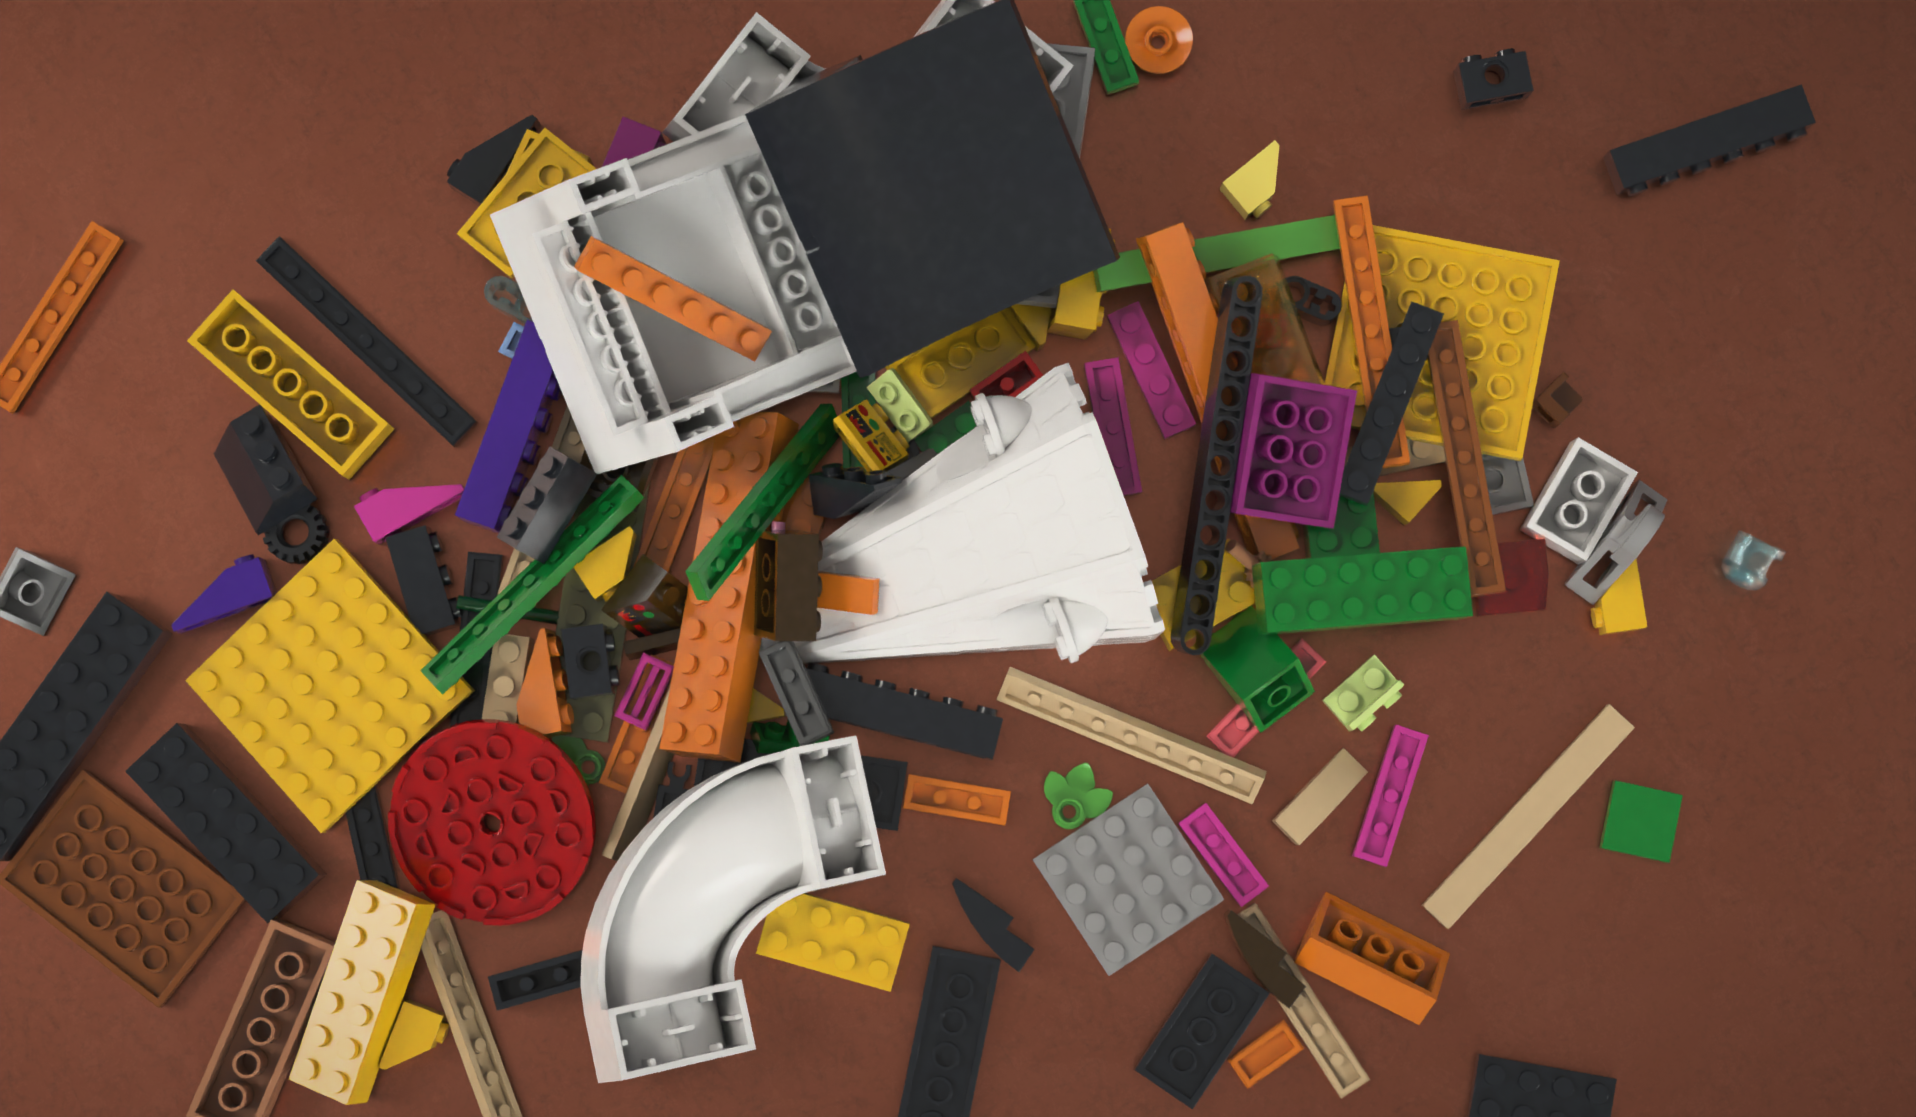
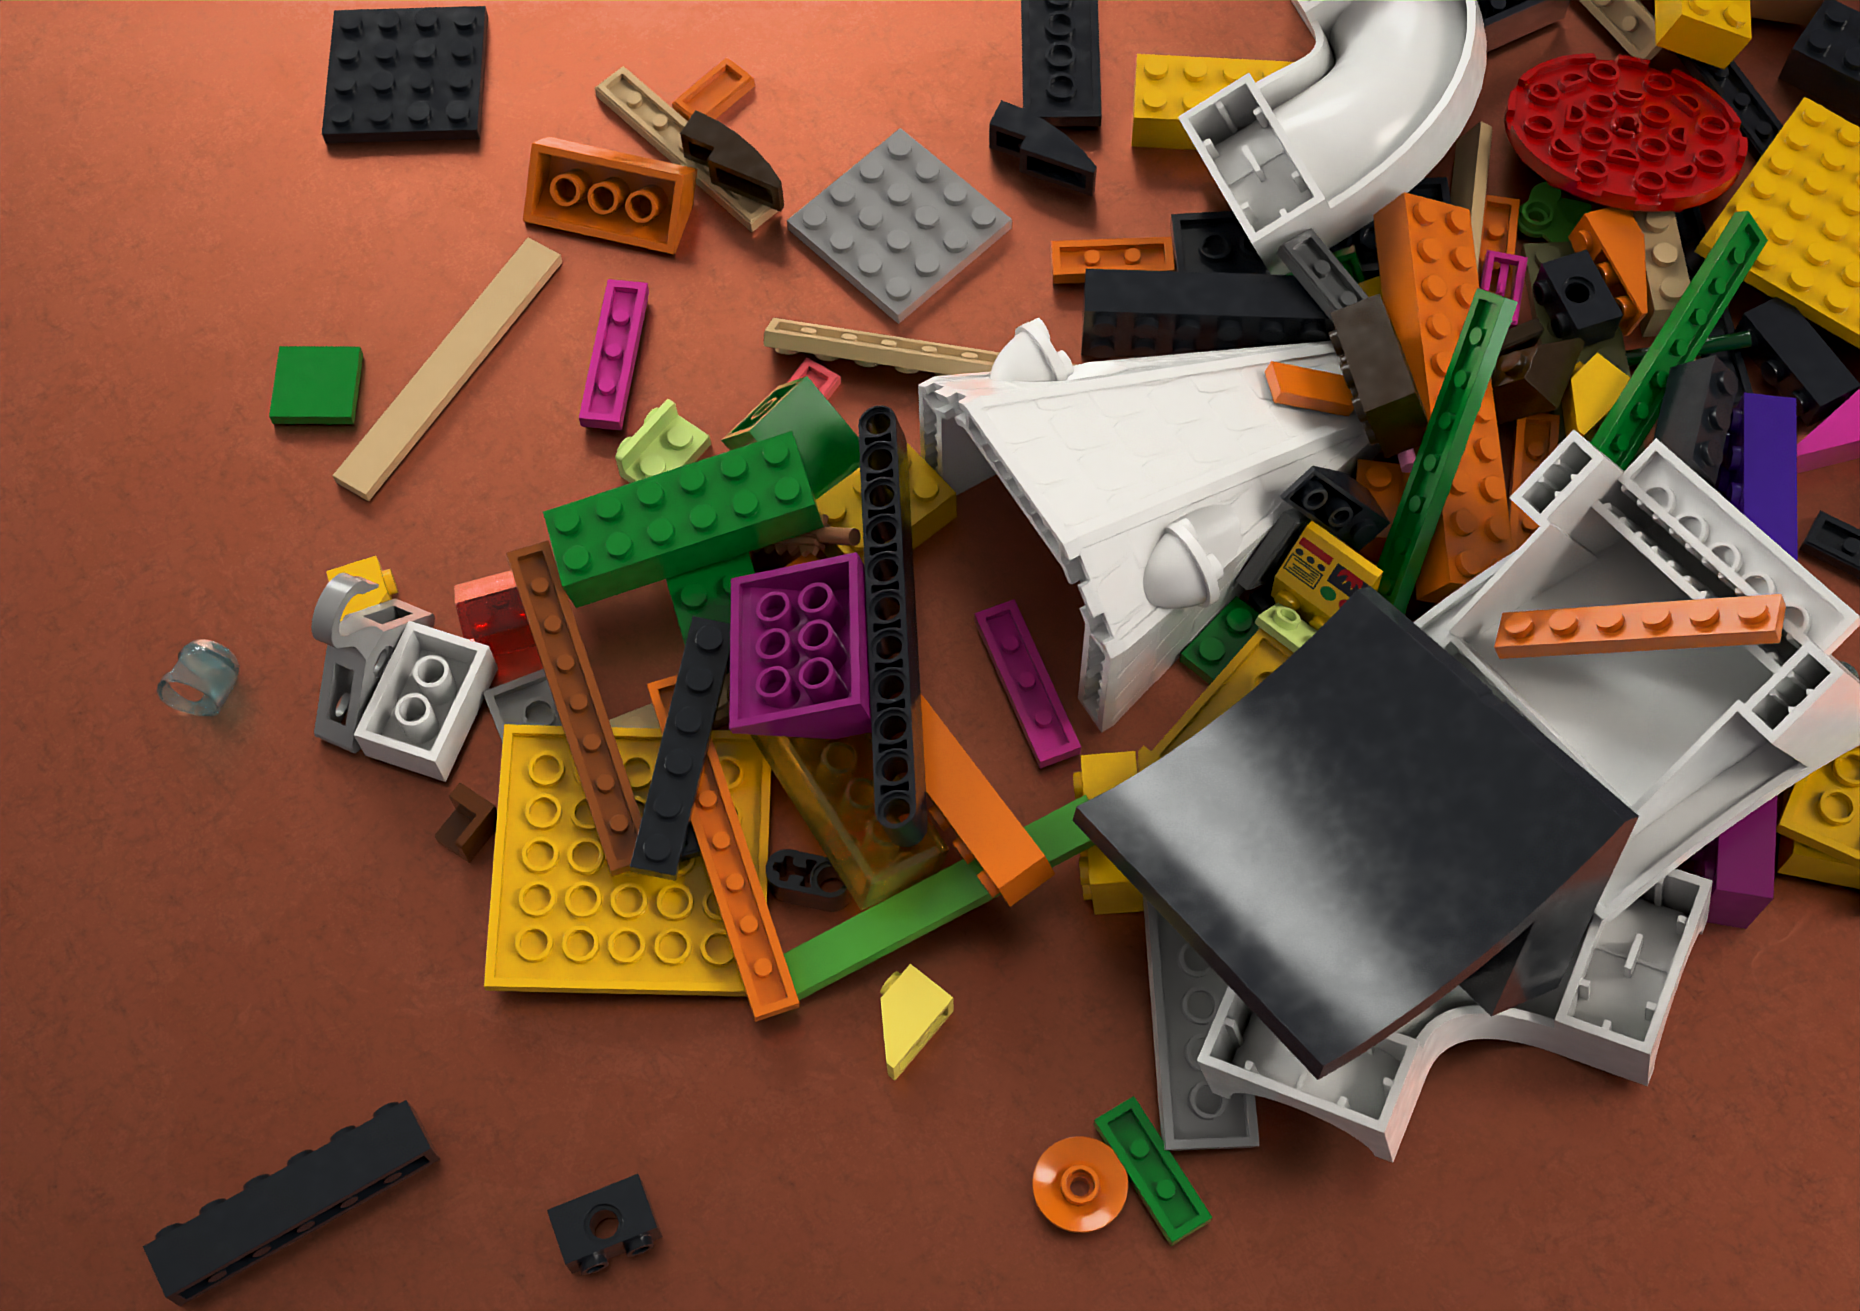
camera: 175 degrees right, 20 degrees down
(1010, 378) = (1169, 693): red brick -> none
(1078, 791) = (977, 295): bright green plate -> none
(1151, 370) = (994, 756): dark pink plate -> none
(1201, 1031) = (790, 94): black plate -> none
(1223, 854) = (797, 262): dark pink plate -> none
(1320, 797) = (696, 334): tan slope -> none
(1405, 498) = (638, 665): yellow slope -> none

